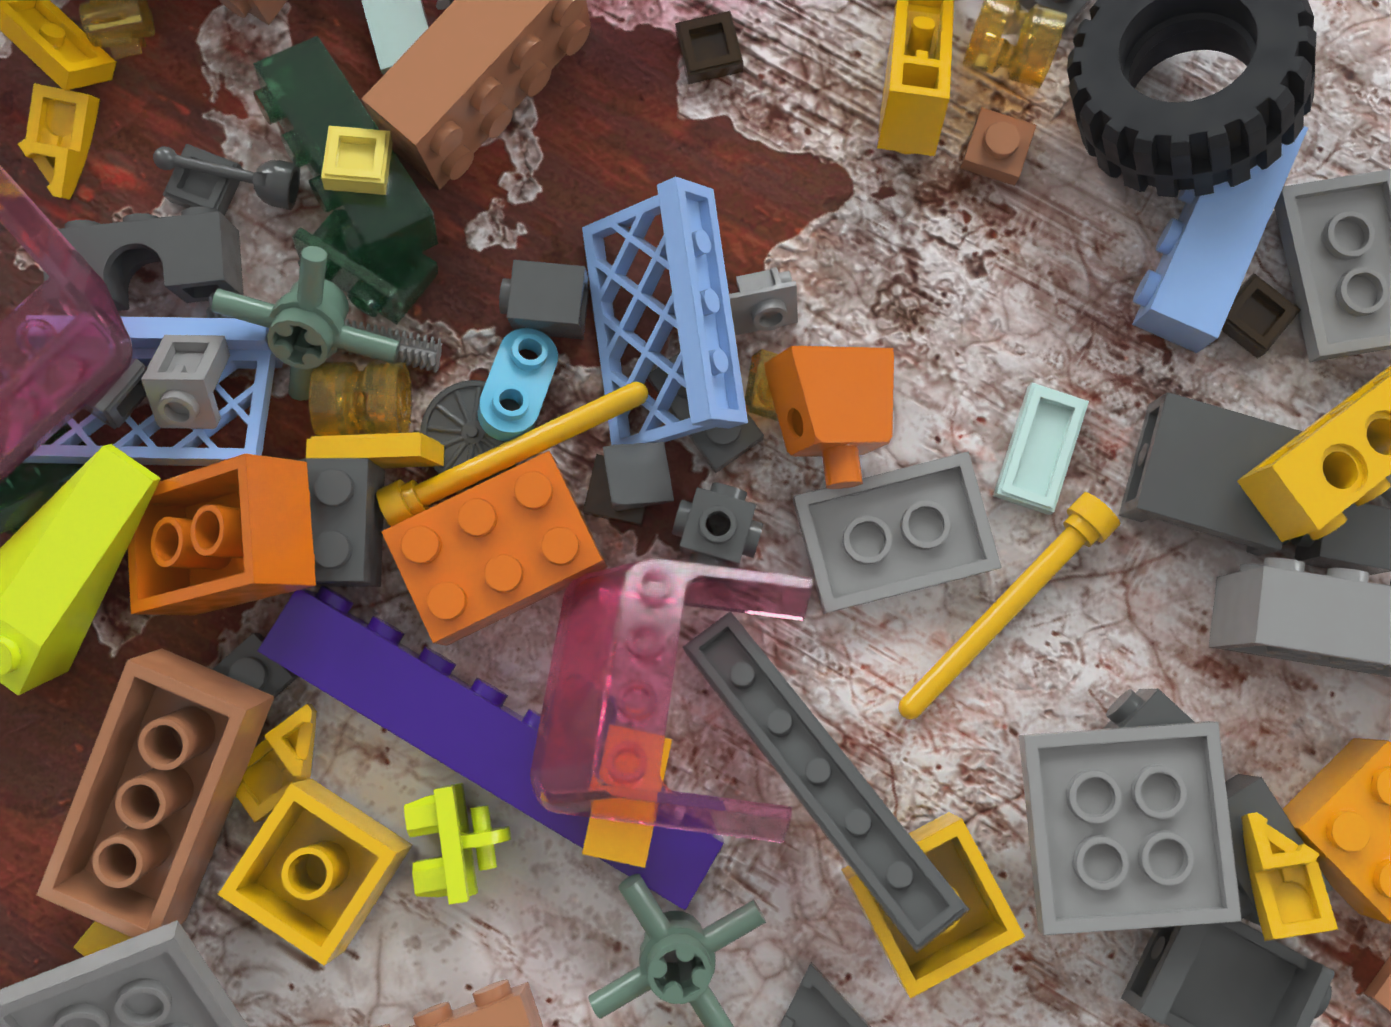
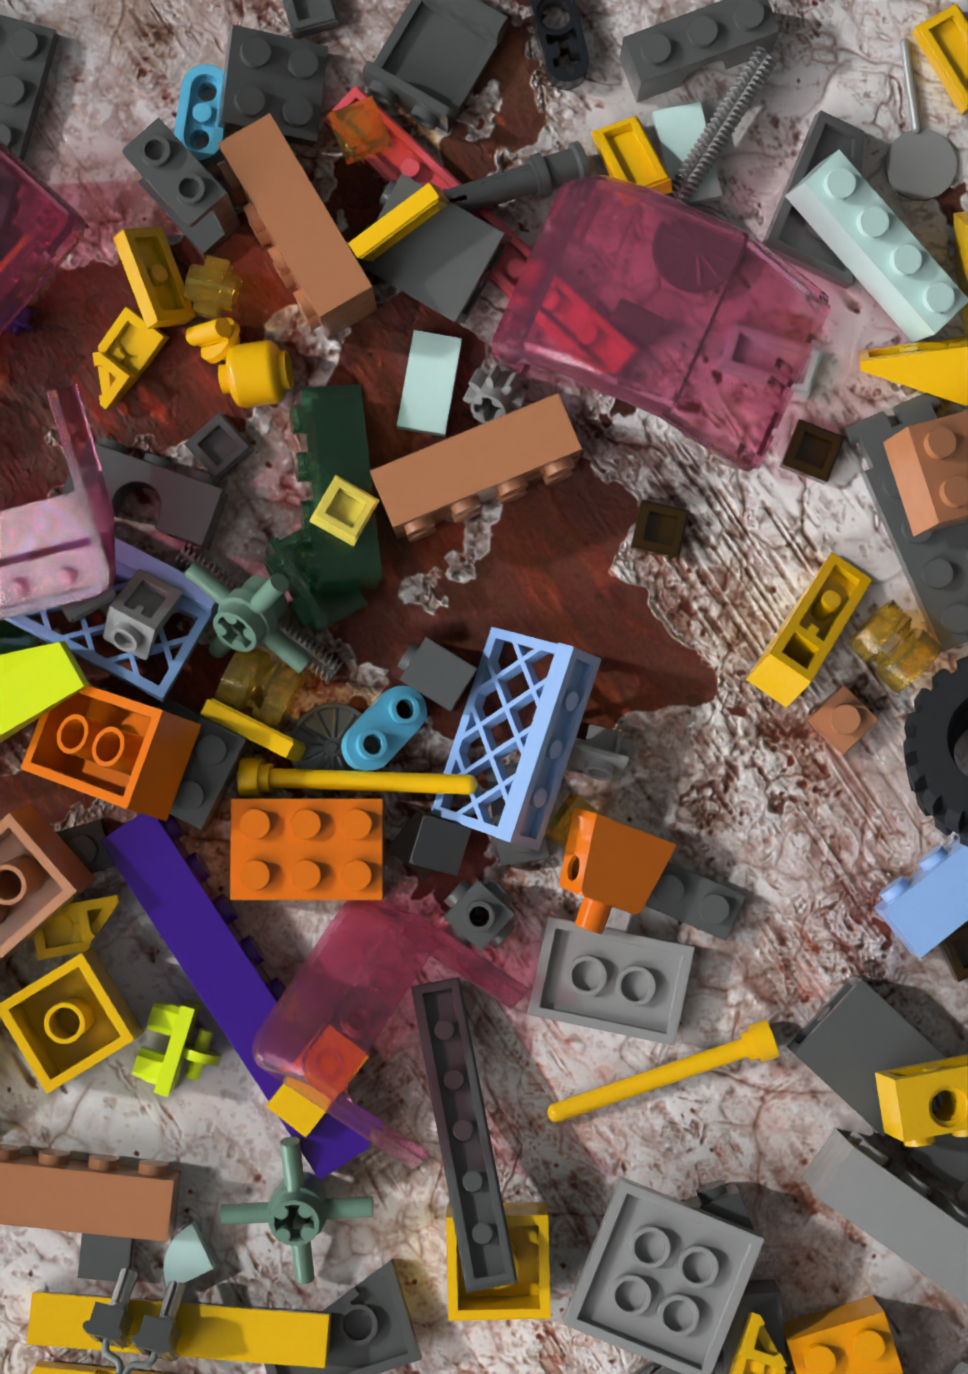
camera: 20 degrees right, 5 degrees up
(144, 69) = (214, 338): none -> yellow plate
(204, 83) = (256, 374): none -> yellow head
(274, 181) = (271, 477): dark grey hinge -> none
(944, 406) = (696, 901): none -> dark grey plate
(1040, 448) = (752, 969): light aqua tile -> none

